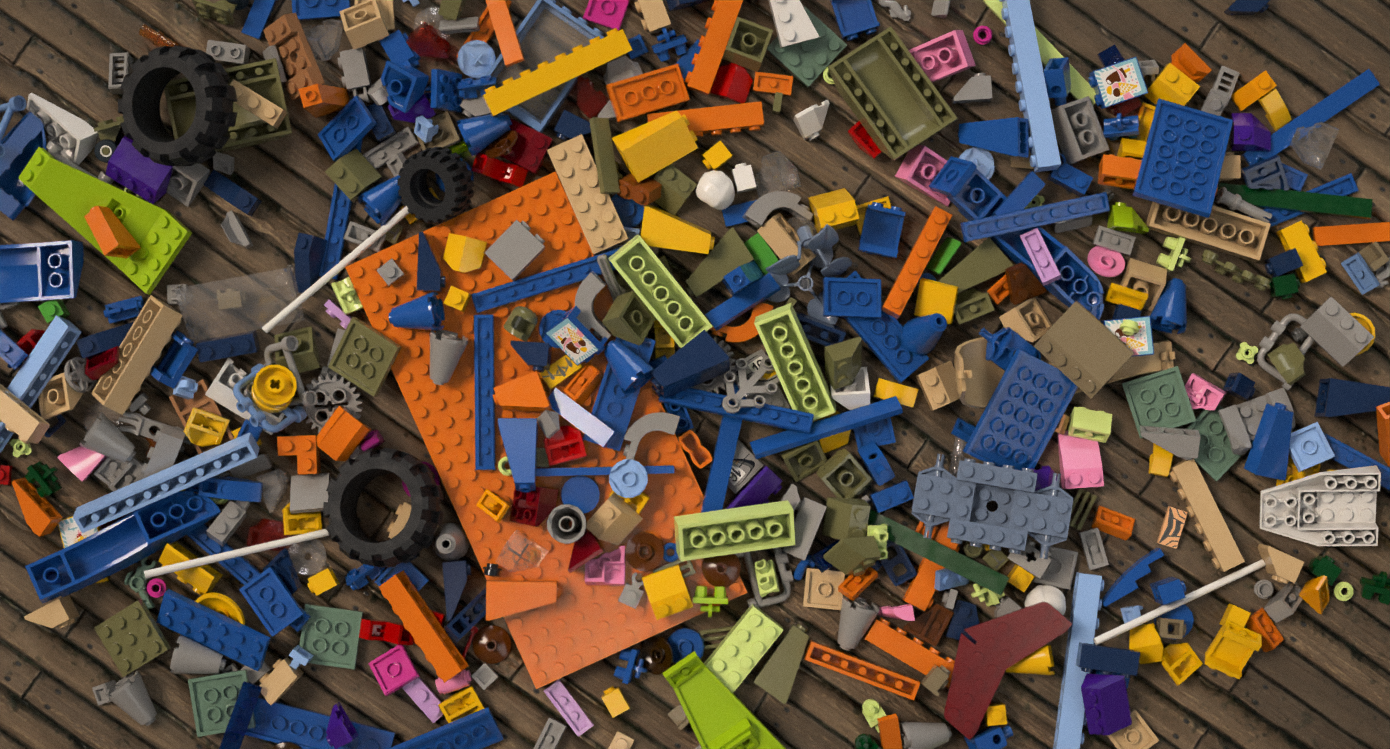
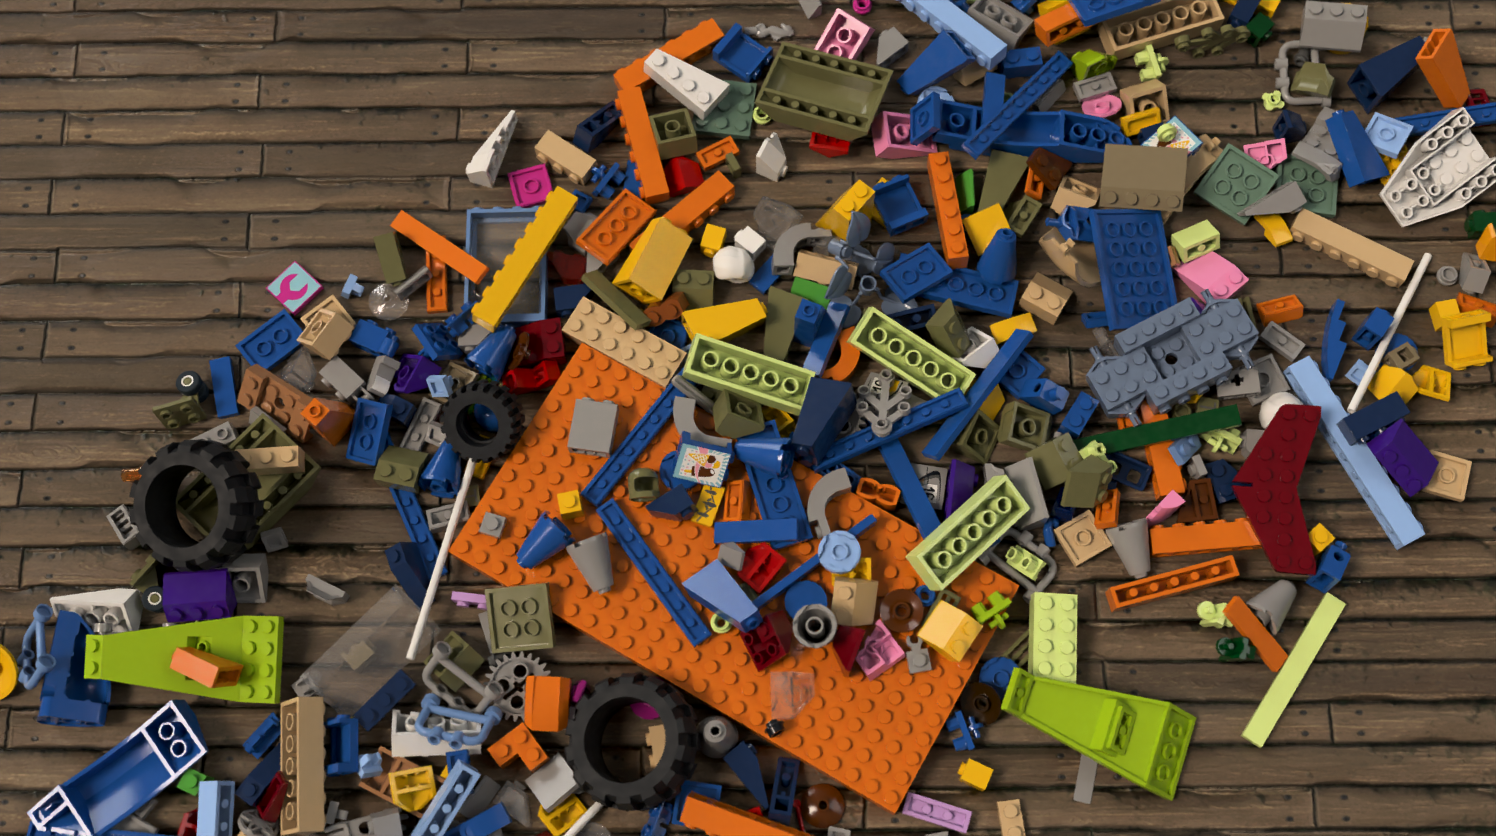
camera: 30 degrees left, 15 degrees down
(232, 193) = (300, 560): dark blue slope -> none
(283, 389) = (454, 703): yellow wheel -> none
(347, 296) = (467, 577): yellowish green hips -> none
(403, 85) = (395, 358): blue slope -> none
(428, 43) = (393, 314): clear red slope -> none
(429, 273) = (526, 496): dark blue slope -> none
(464, 253) = (548, 462): yellow slope -> none
(476, 58) = (445, 299): light blue tile -> none
(493, 505) = (734, 666): light orange slope -> none
(515, 596) = (813, 736): orange slope -> none
(523, 394) = (690, 547): orange slope -> none
(678, 716) = (1043, 745): dark tan panel -> none
(724, 578) = (980, 589): reddish brown dish -> none
(782, 665) = (1099, 631): olive slope -> none
(936, 679) = (1243, 542): dark tan brick -> none
(1020, 578) = (1245, 406): yellow brick -> none
(1036, 663) = (1316, 467): yellow cone -> none
(1040, 256) = (1048, 130): lavender plate -> none
(1171, 308) = (1186, 104): blue cone -> none
(1172, 527) = (1330, 279): tile -> none
(1280, 565) = (1444, 241): tan slope -> none

